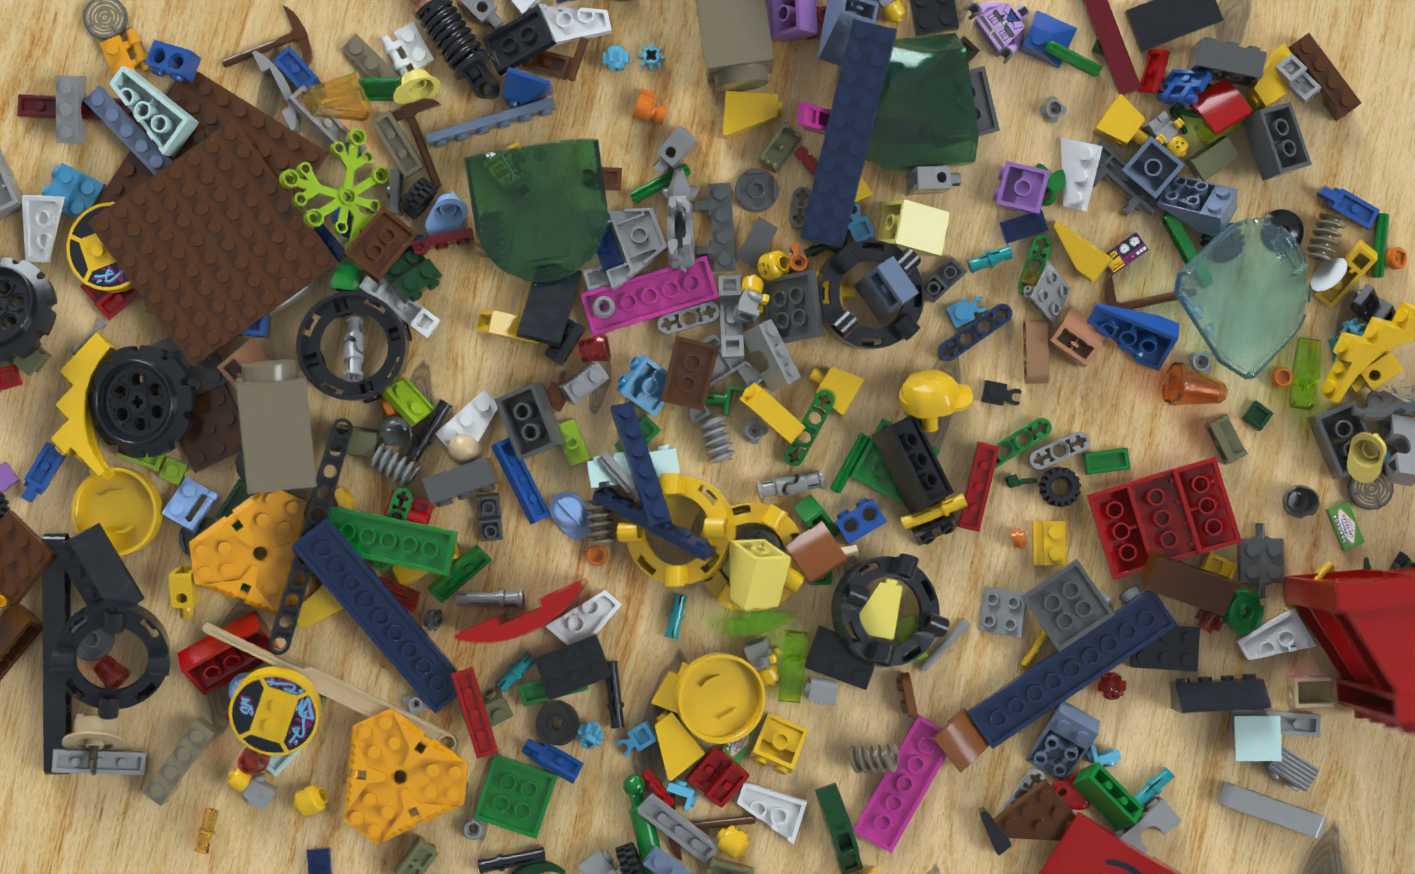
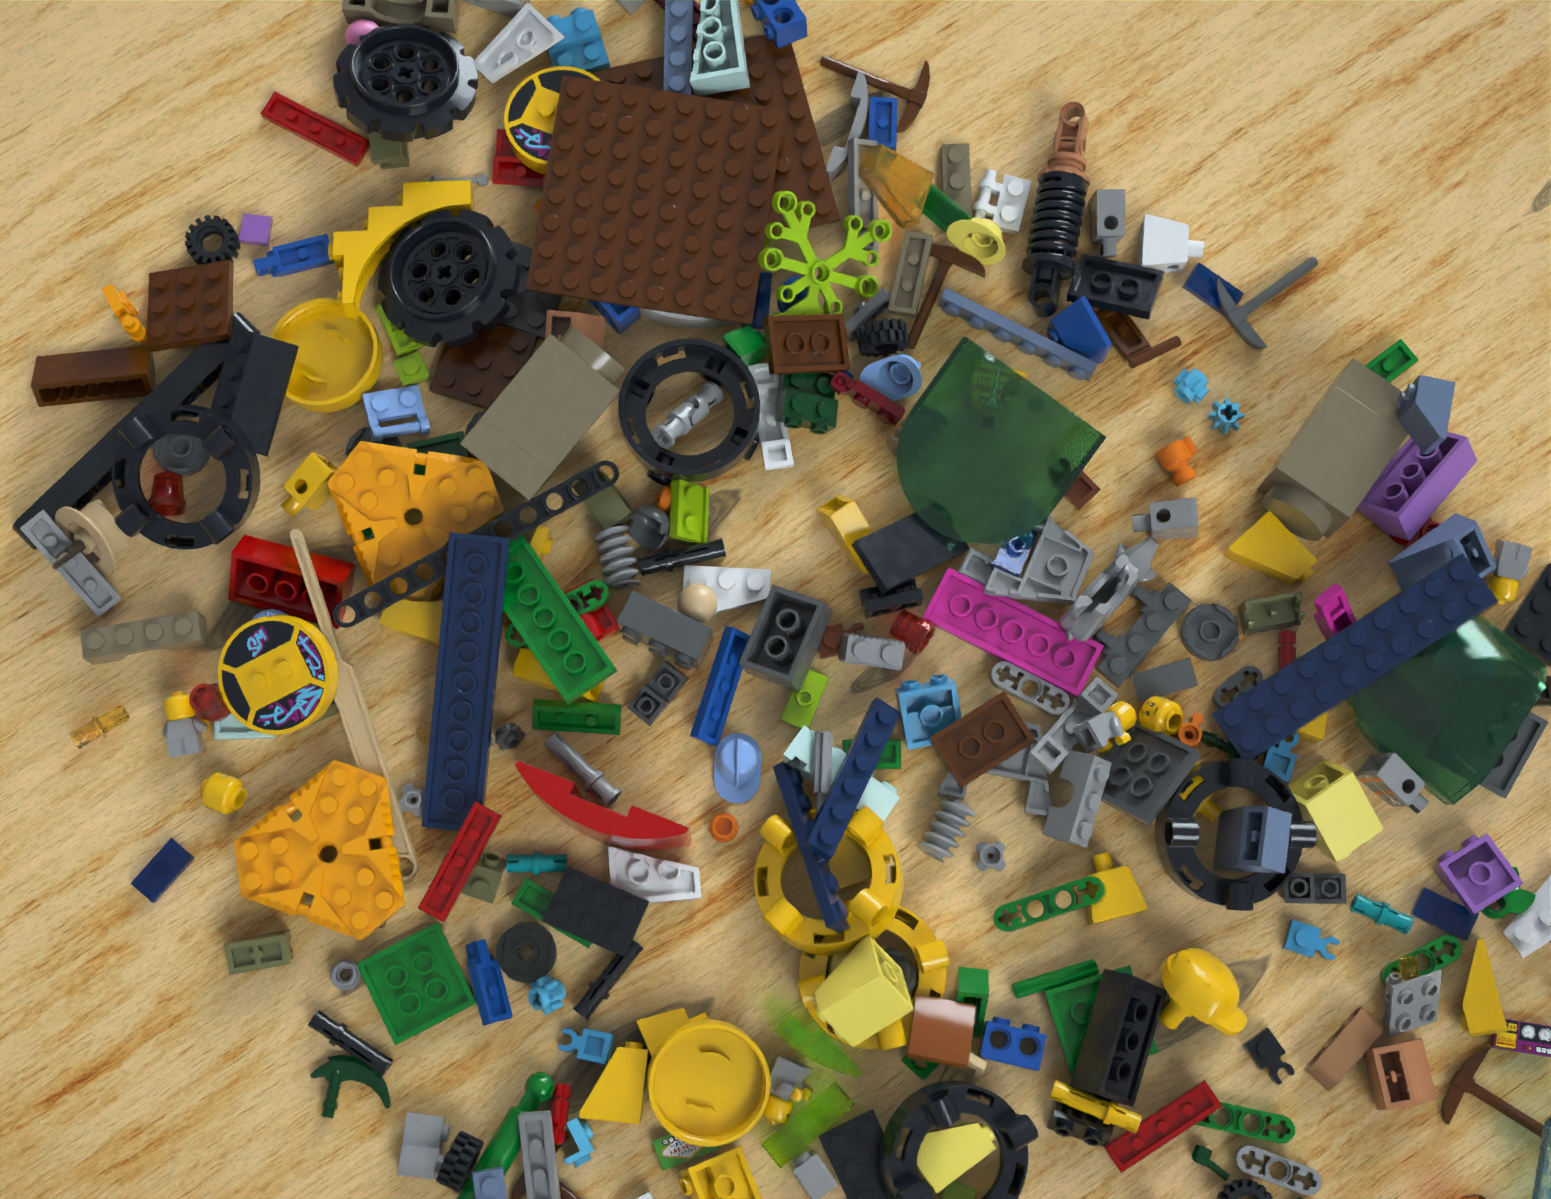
camera: 40 degrees right, 10 degrees down
(407, 596) = (507, 686): clear red plate -> none
(571, 24) = (1177, 316): white wing -> none
(596, 307) = (959, 590): light grey plate -> none
(600, 523) = (757, 799): dark tan piece -> none
(656, 185) = (1116, 536): green axle -> none
(675, 616) = (742, 961): teal pin -> none
(717, 776) = (629, 1160): red slope -> none
(722, 399) = (992, 799): green bracket -> none
(772, 413) = (1026, 853): yellow slope -> none
(794, 484) = (983, 947): light grey piece -> none
(975, 333) = (1299, 972): dark blue beam -> none
(1140, 333) = (1469, 1134): blue wedge -> none

